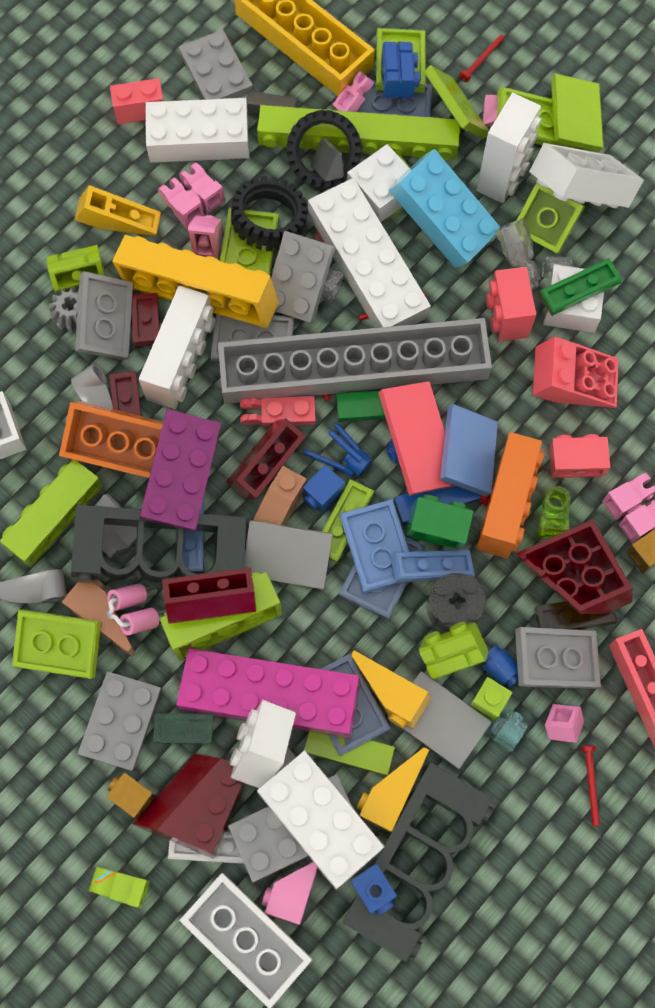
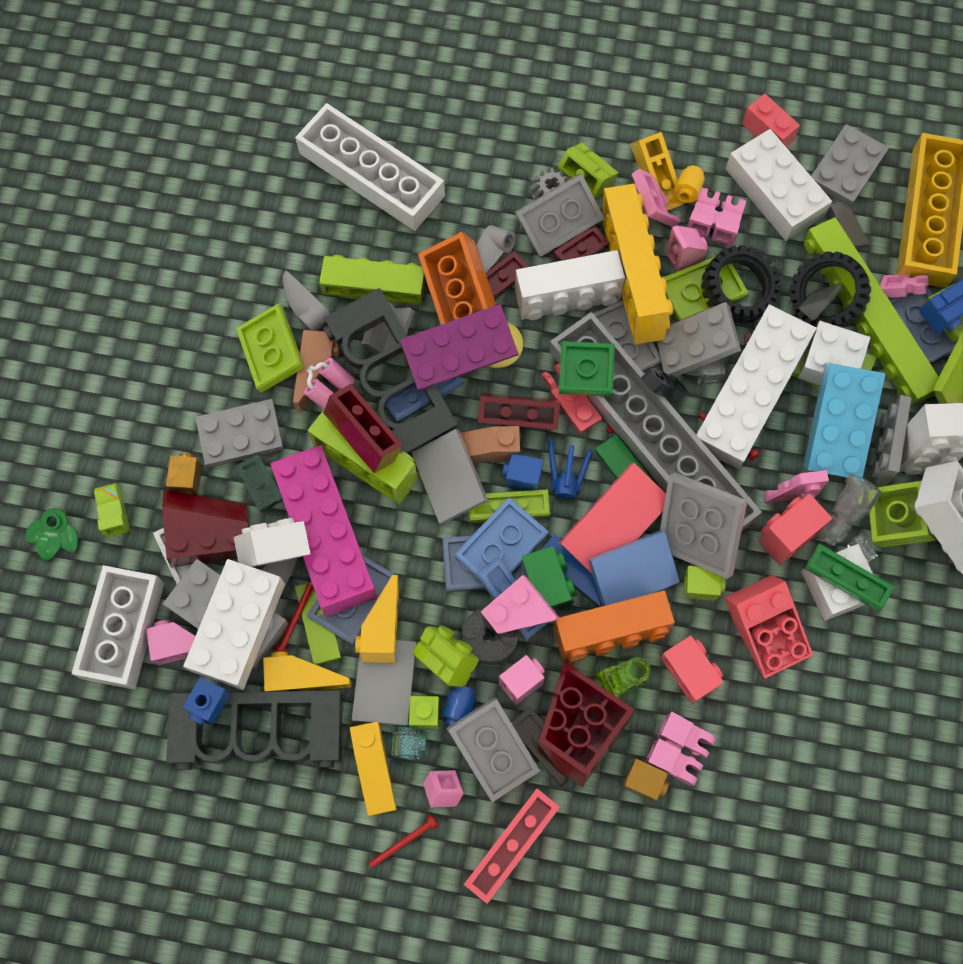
camera: 60 degrees right, 0 degrees up
(110, 964) = (51, 538): none -> green plate
(143, 229) = (653, 198): none -> bright pink wing
(149, 195) = (689, 184): none -> yellow brick
(269, 377) = (586, 368): none -> green tile
(323, 325) = (664, 384): none -> black beam
(354, 796) = (281, 648): none -> red piece
(455, 559) = (519, 608): none -> bright pink wing
(469, 367) = (703, 524): none -> light grey plate
(479, 278) = (799, 485): none -> bright pink wing
(485, 186) = (891, 442): none -> light grey plate
(511, 404) = (702, 584): none -> lime brick
(513, 597) = (522, 679): none -> bright pink brick
(513, 773) = (373, 768): none -> yellow slope

